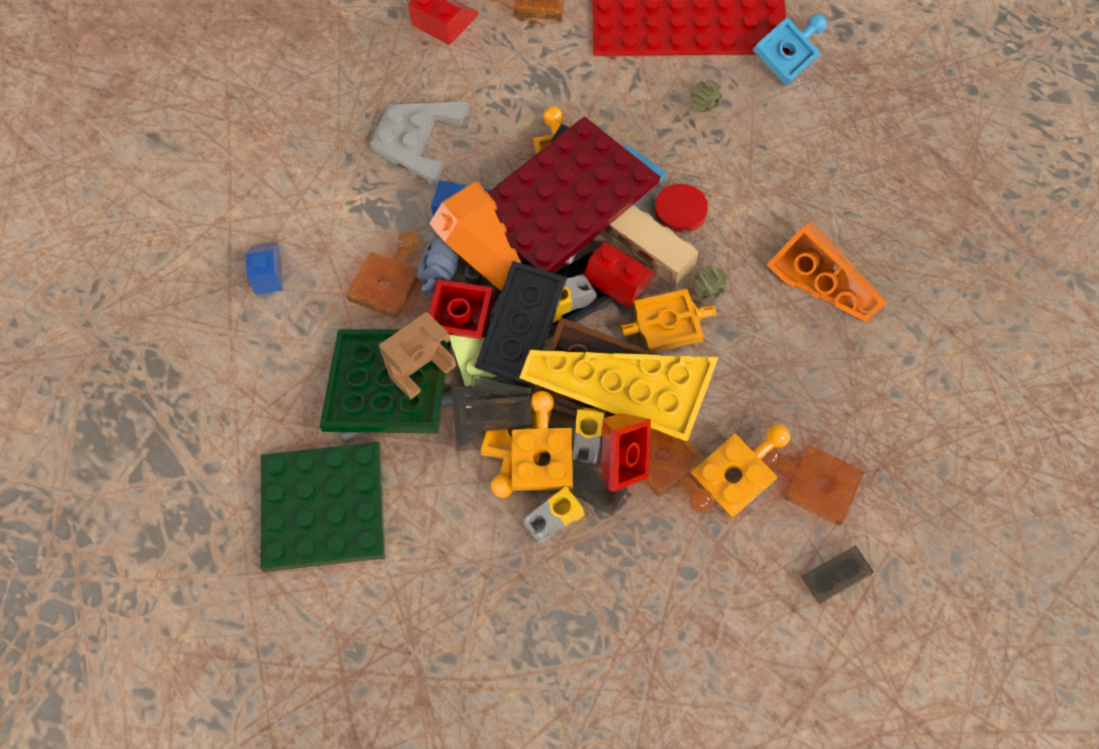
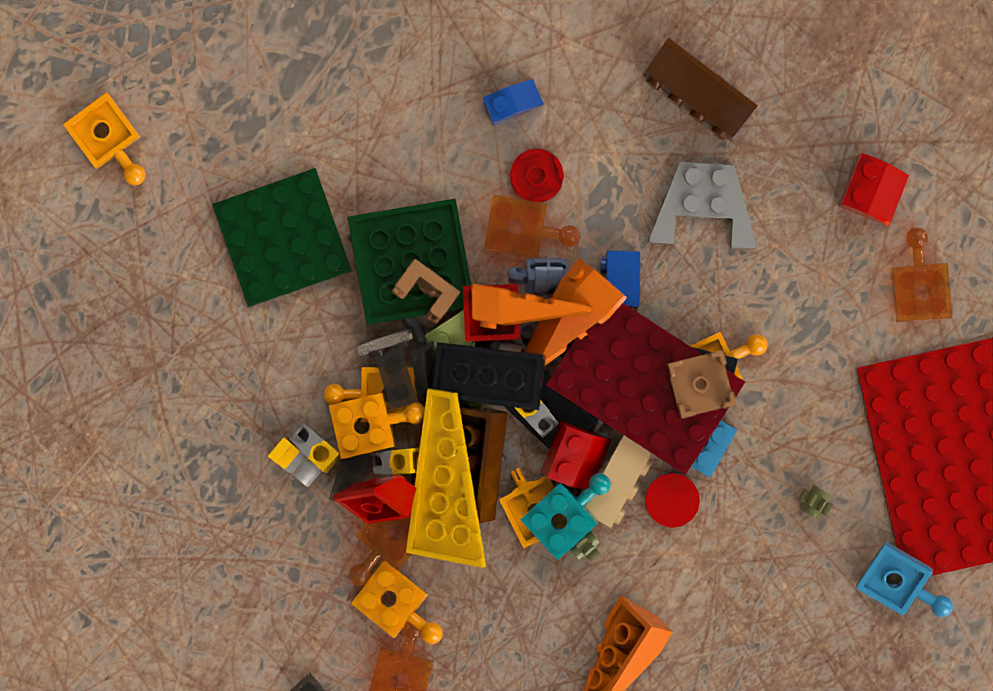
camera: 75 degrees right, 25 degrees up
(157, 675) = (120, 136): none -> light orange plate
(306, 101) = (699, 90): none -> reddish brown slope
(340, 260) = (536, 175): none -> red tile
(453, 278) = (505, 307): none -> orange wedge
(564, 541) = (294, 462): none -> leg
(577, 141) = (700, 384): none -> medium nougat panel
(683, 274) = (564, 502): none -> teal plate

